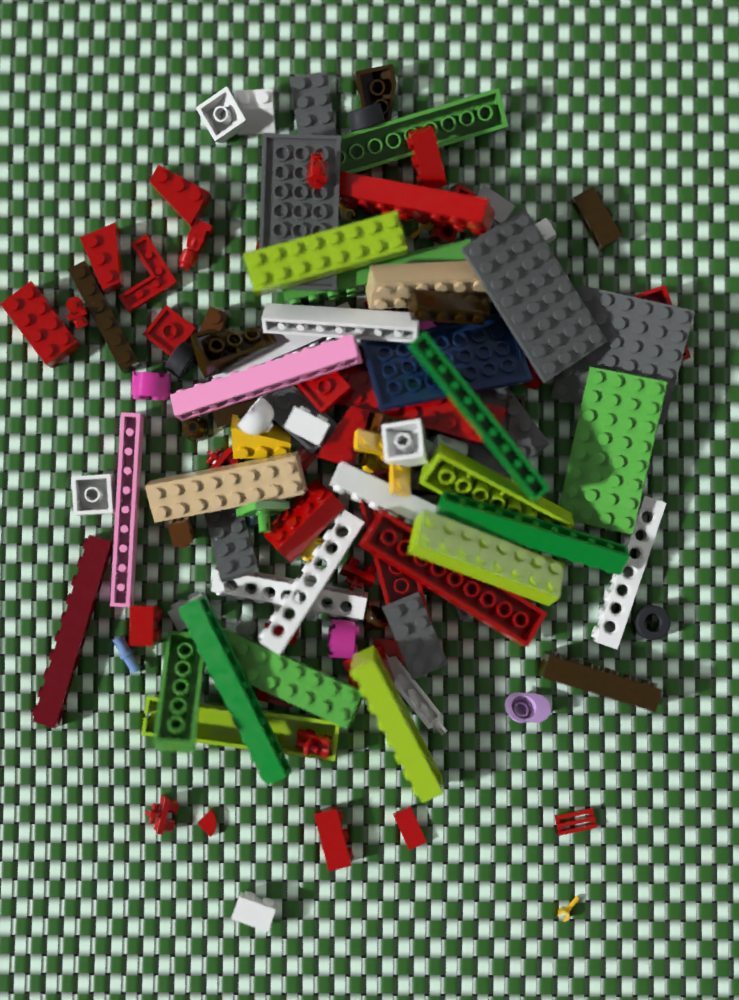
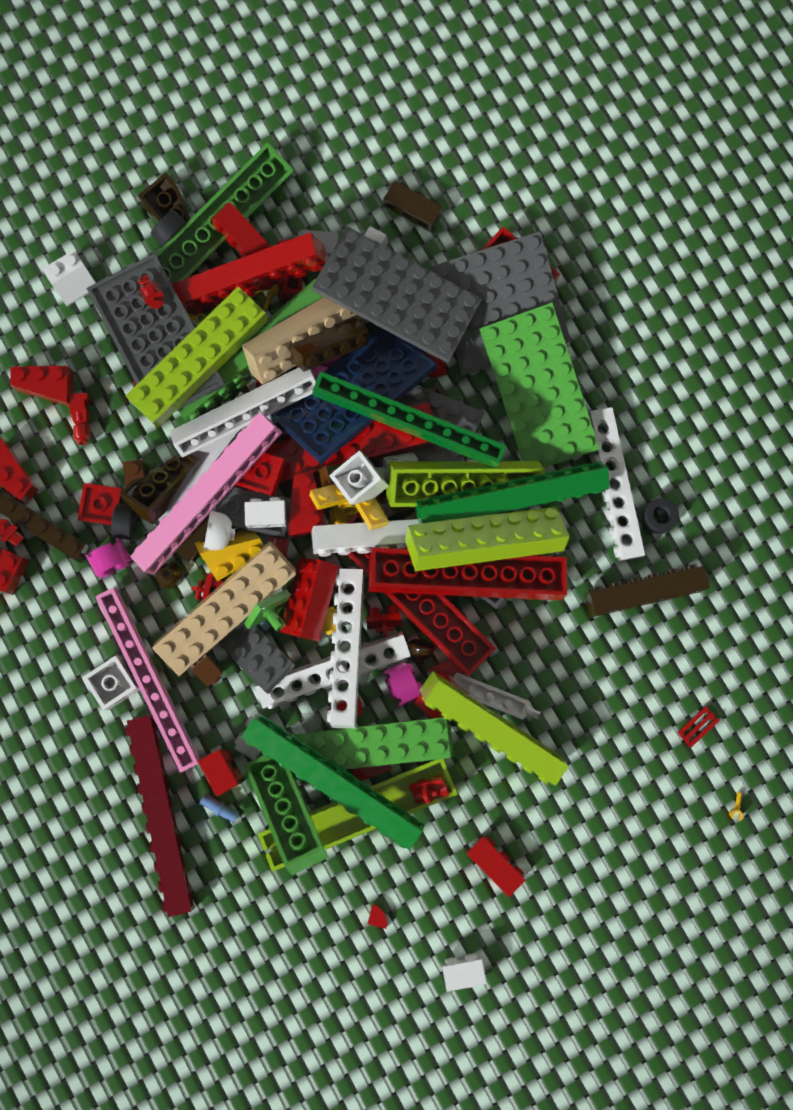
camera: 25 degrees left, 5 degrees down
(158, 281) = (66, 465): red plate -> none
(163, 824) = (335, 941): red hips -> none
(222, 115) = (43, 295): white slope -> none
(312, 104) = (115, 243): dark grey plate -> none
(409, 827) = (557, 817): red tile -> none
(415, 635) = (464, 642): dark grey plate -> none
(527, 707) = (597, 650): lavender piece -> none

